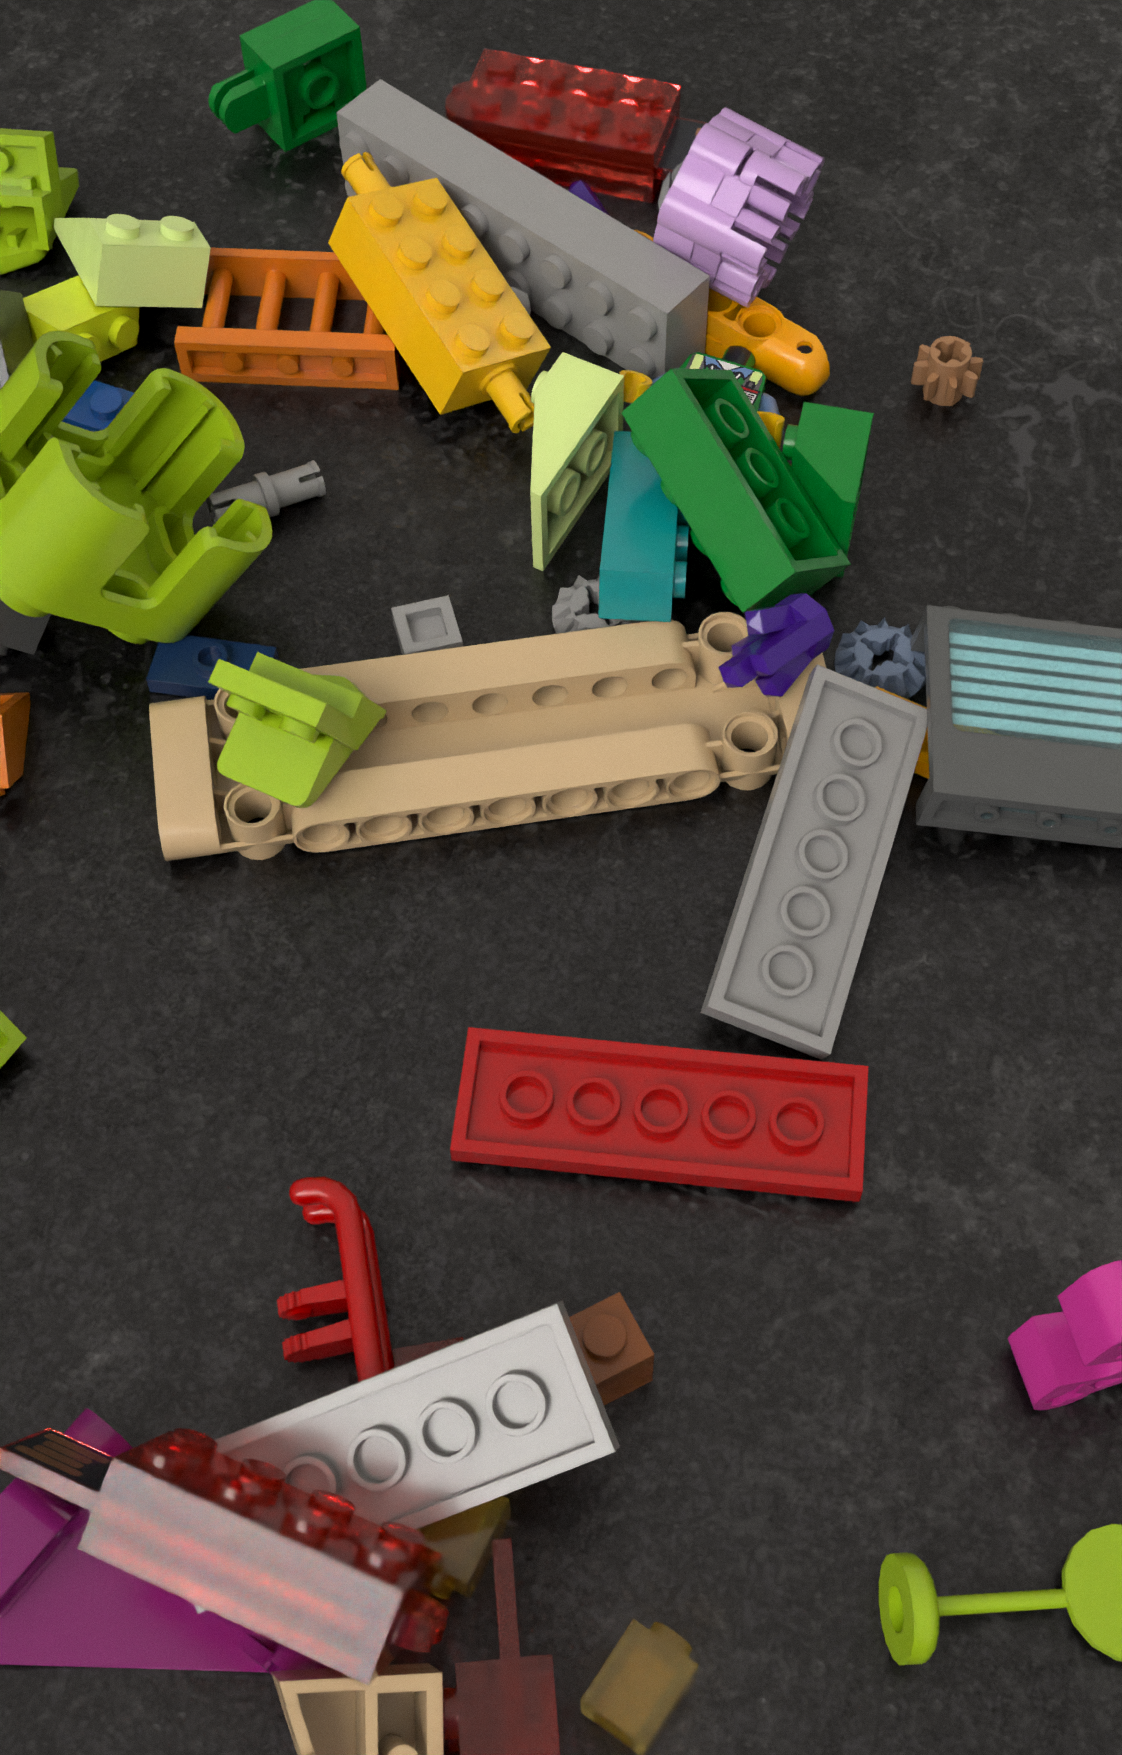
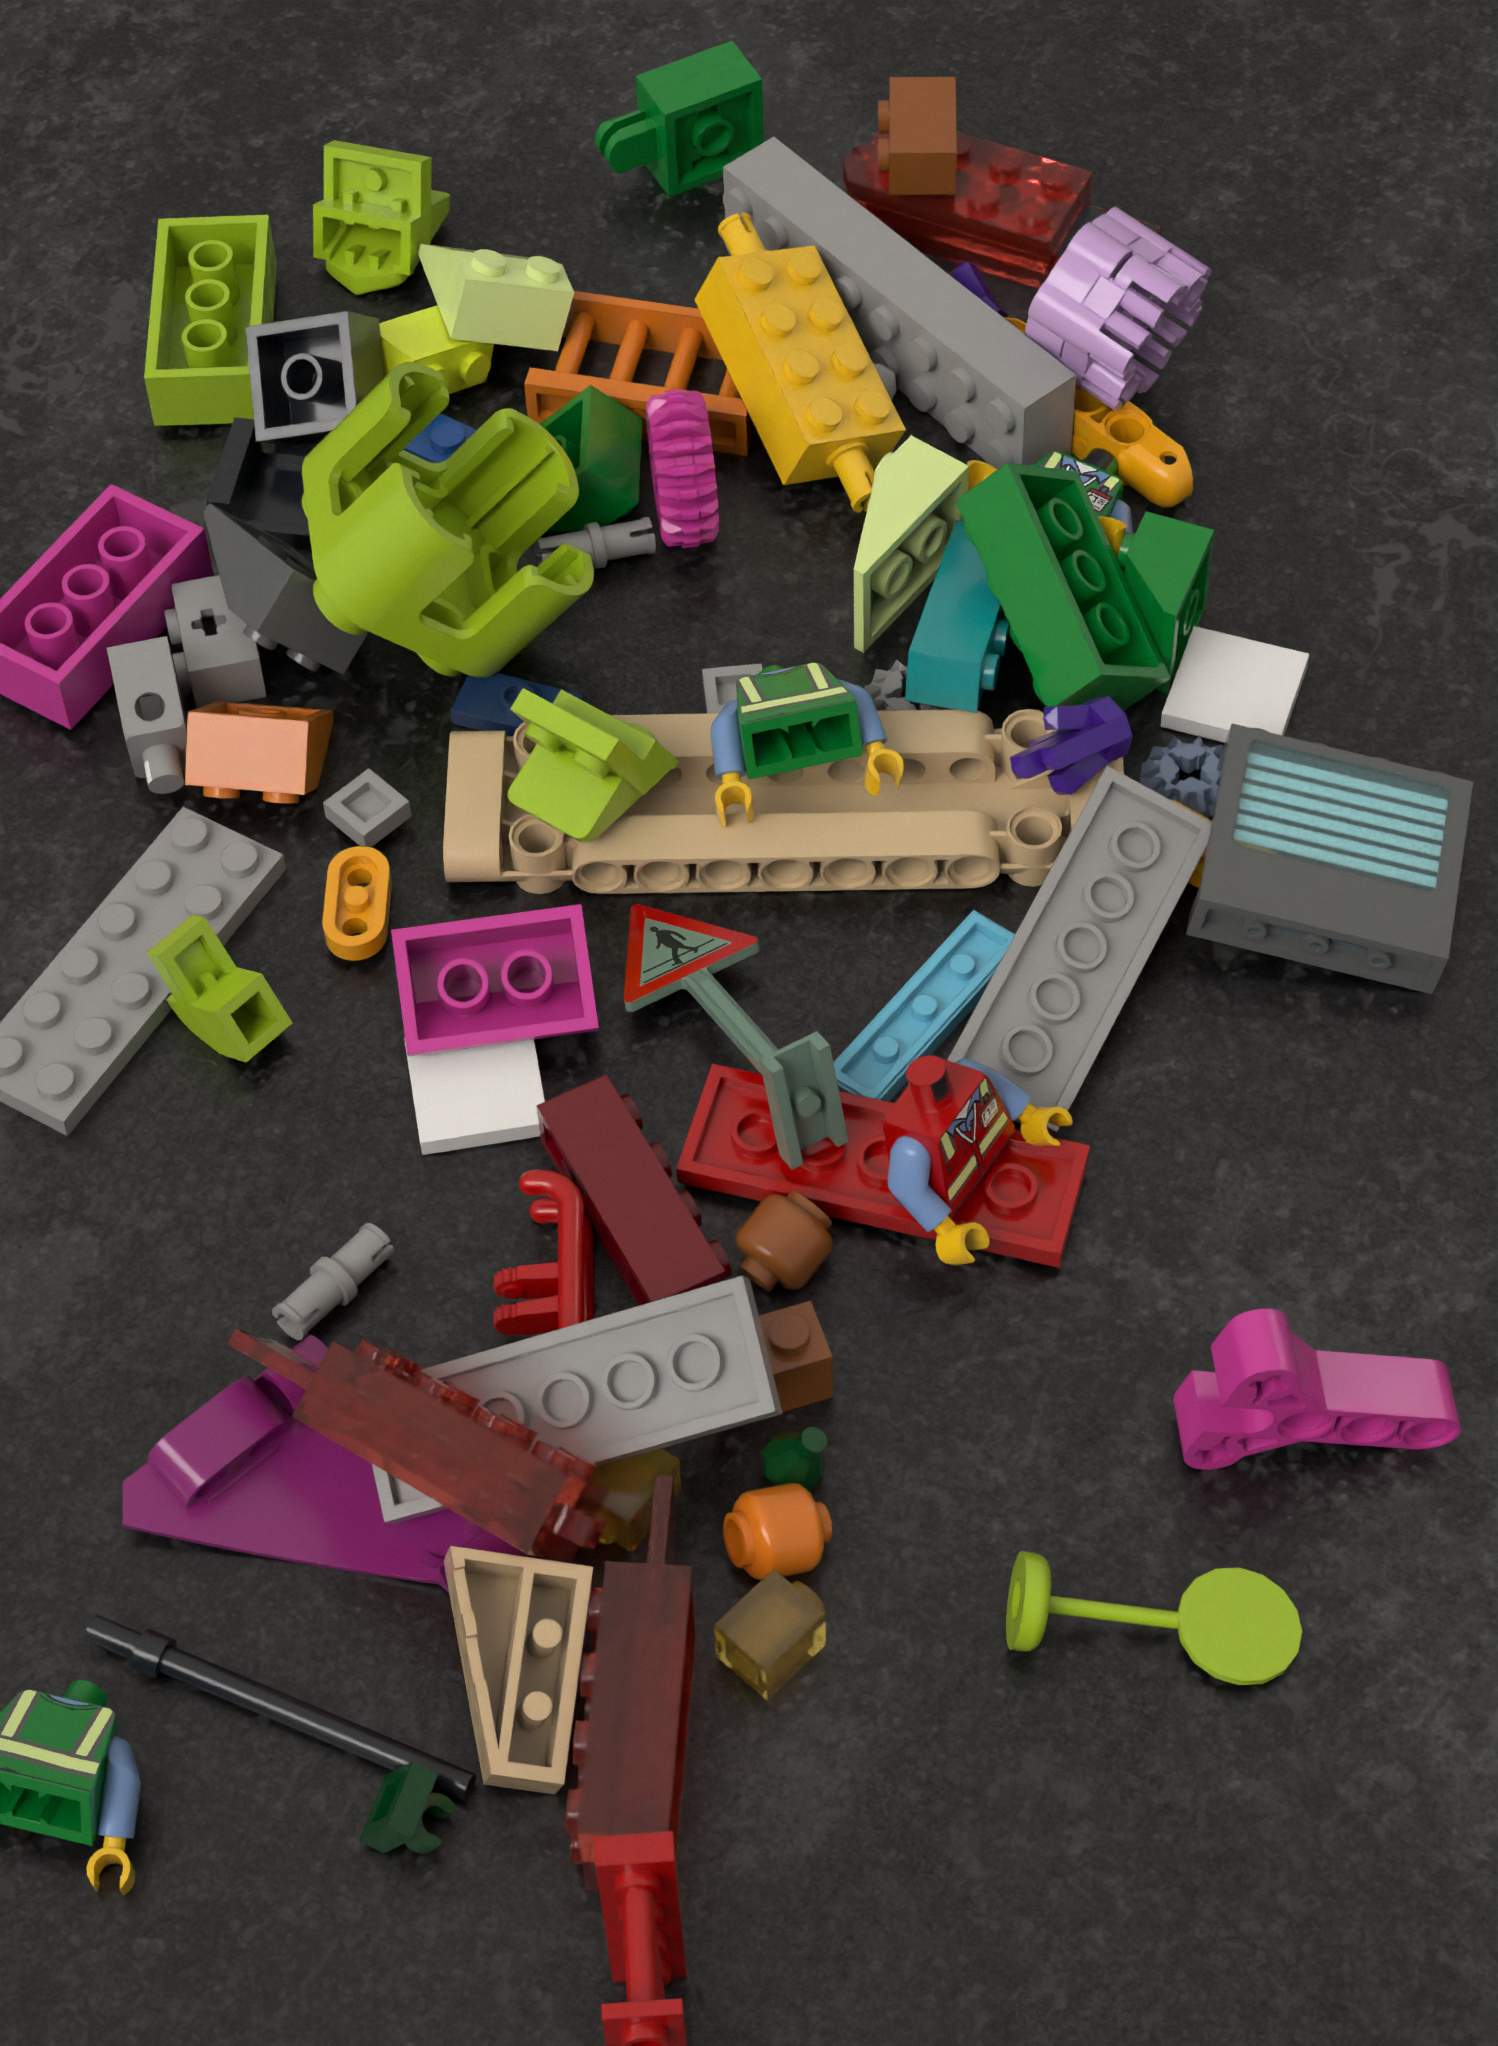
camera: 10 degrees right, 5 degrees down
(75, 794) = (367, 809): none -> light grey plate
(77, 901) = (357, 908): none -> light orange plate
(105, 1328) = (333, 1281): none -> light grey pin
(227, 1081) = (476, 1096): none -> white tile
(230, 969) = (494, 980): none -> dark pink slope
(264, 403) = (605, 453): none -> green slope
(341, 408) = (682, 468): none -> dark pink gear
(412, 1196) = (628, 1193): none -> dark red brick
(417, 911) = (799, 1079): none -> sand green piece
(497, 656) = (795, 722): none -> torso
(518, 65) = (921, 136): none -> dark orange brick
(575, 1217) = (784, 1241): none -> dark orange head
(625, 1561) = (777, 1531): none -> orange head
(631, 1470) = (796, 1457): none -> dark green rock
(669, 939) = (923, 1010): none -> medium azure tile
(729, 1090) = (947, 1137): none -> torso
(906, 564) = (1233, 682): none -> white tile
(946, 370) = (1316, 498): medium nougat gear -> none

